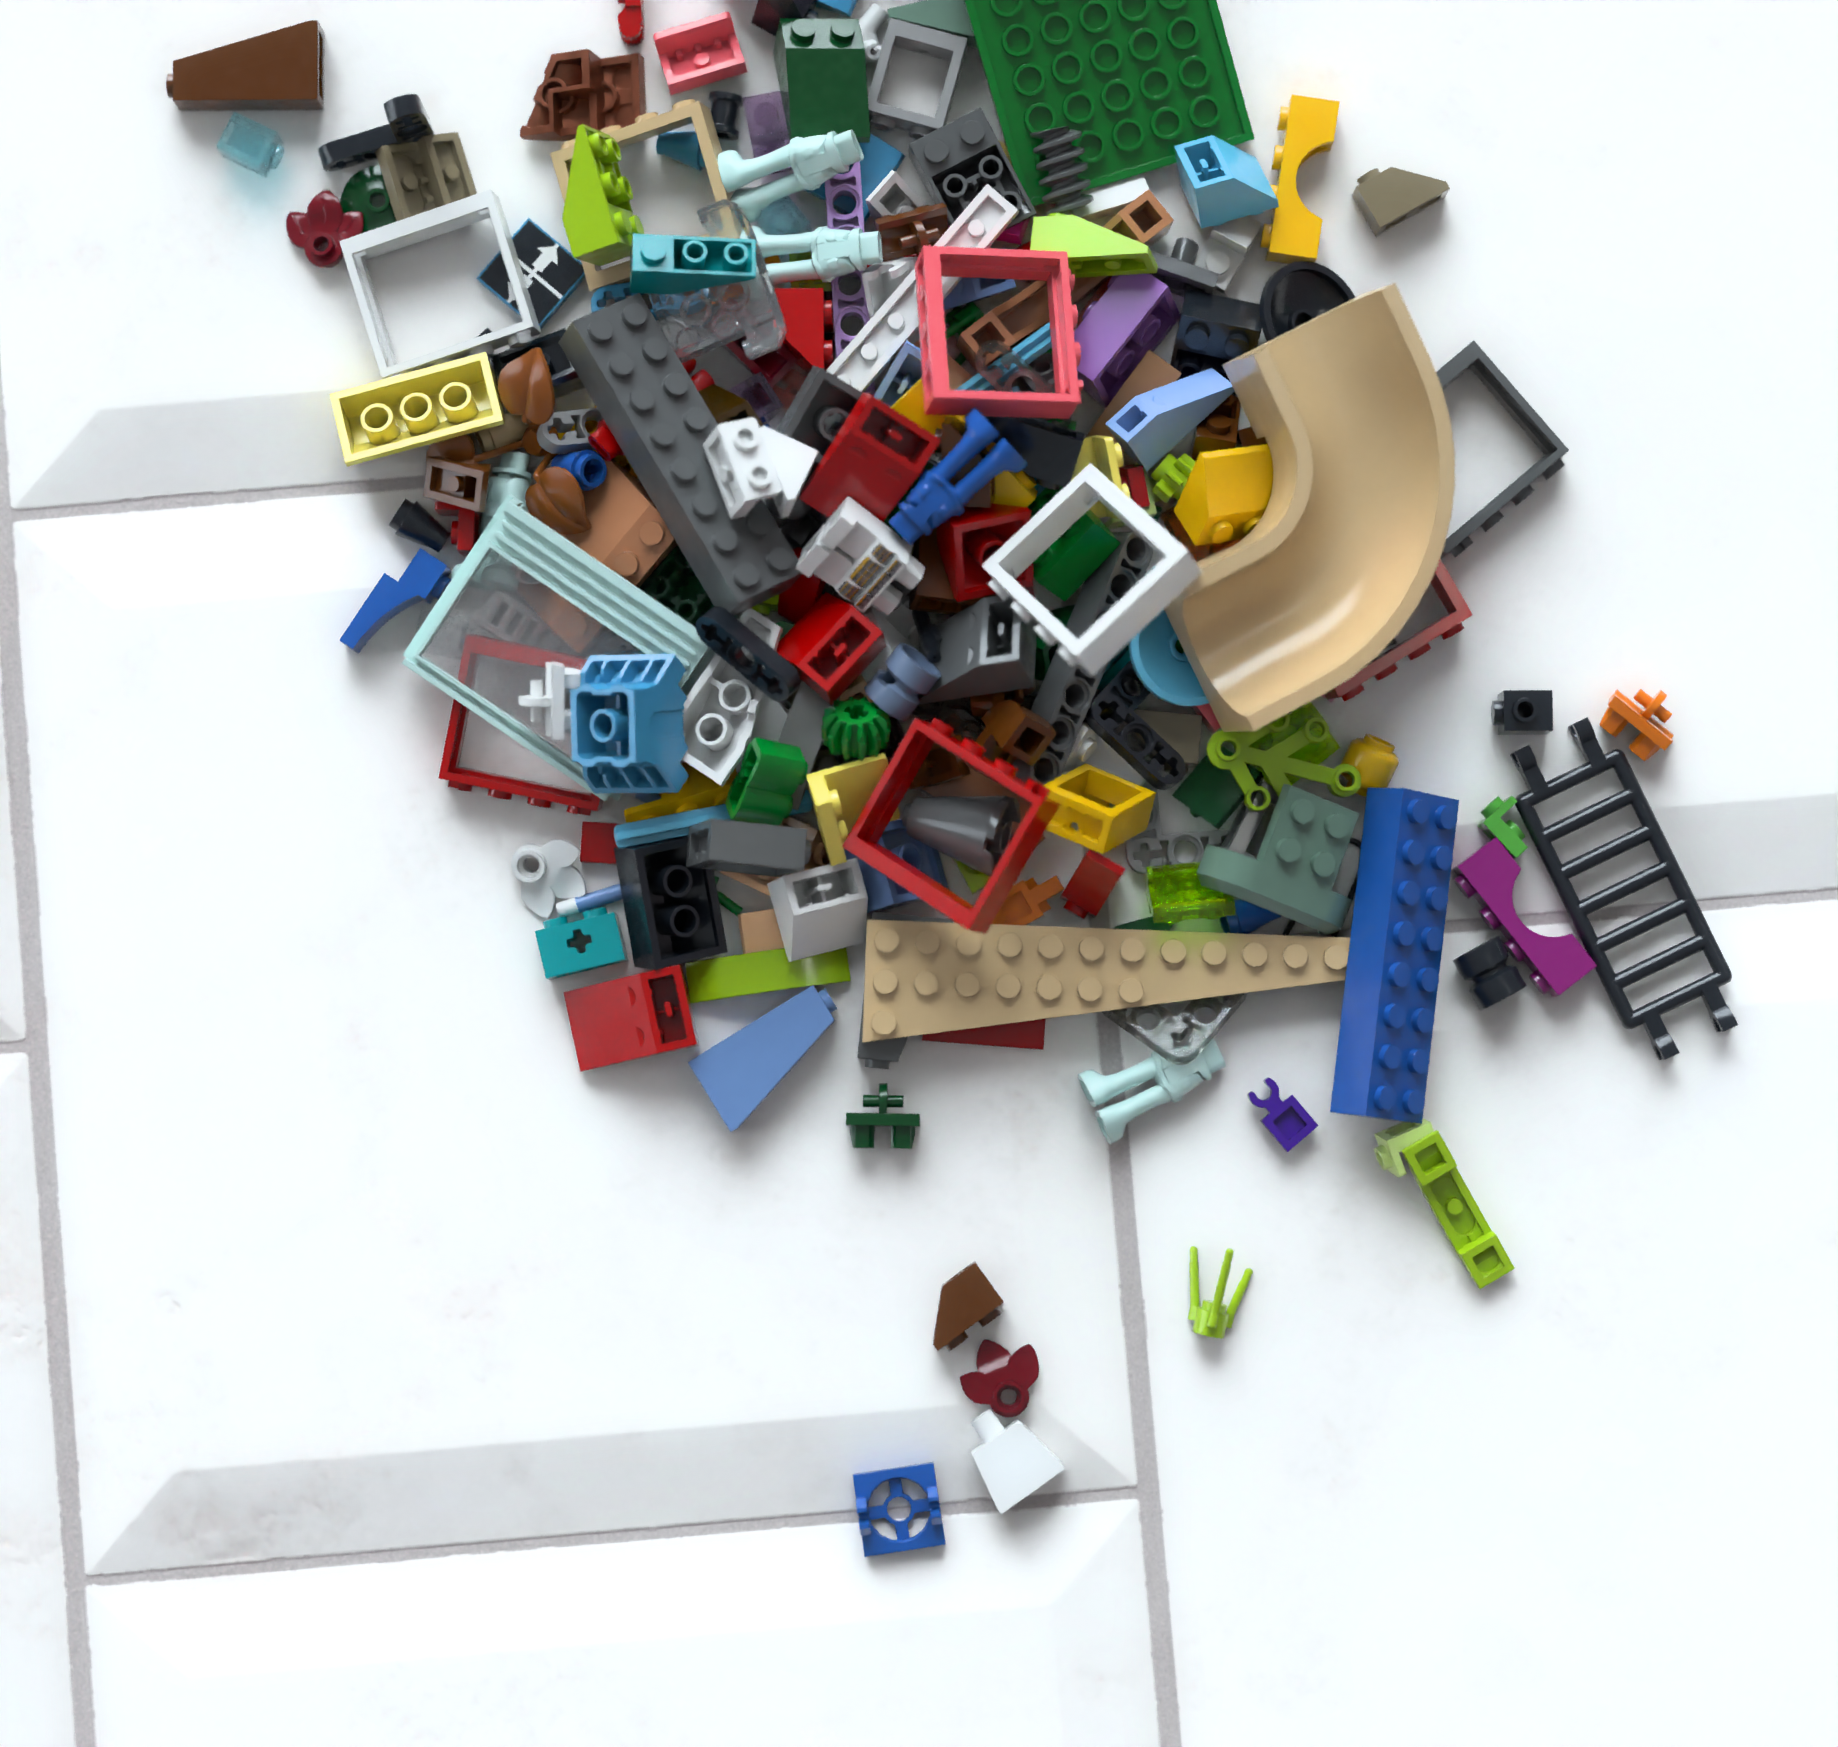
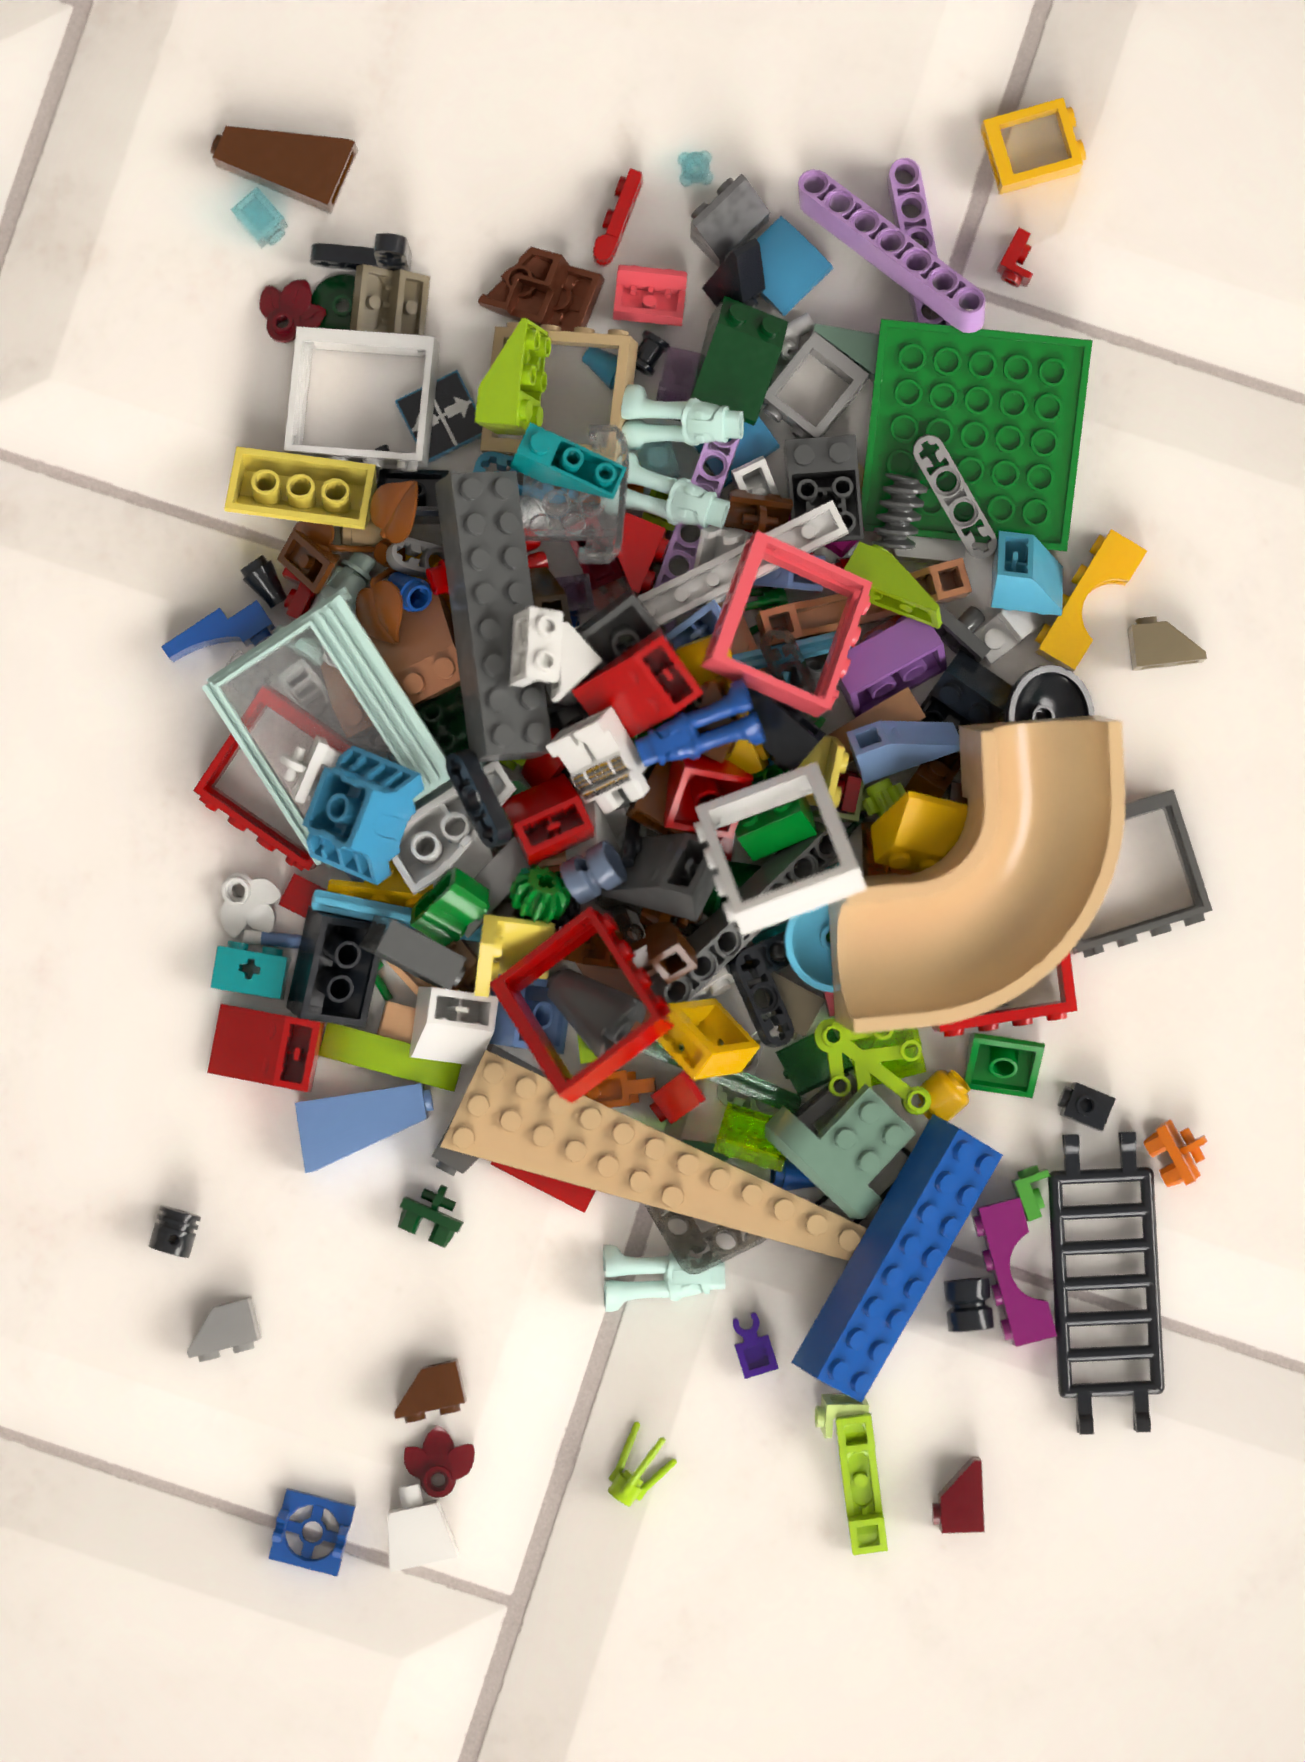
camera: 25 degrees right, 0 degrees up
(617, 1243) = (177, 1223): none -> black piece
(714, 1332) = (226, 1327): none -> light grey slope
(1109, 133) = (958, 494): none -> light grey beam
(1147, 841) = (740, 1082): none -> clear green axle
(1417, 705) = (1003, 1064): none -> green slope
(1570, 1182) = (961, 1501): none -> dark red slope

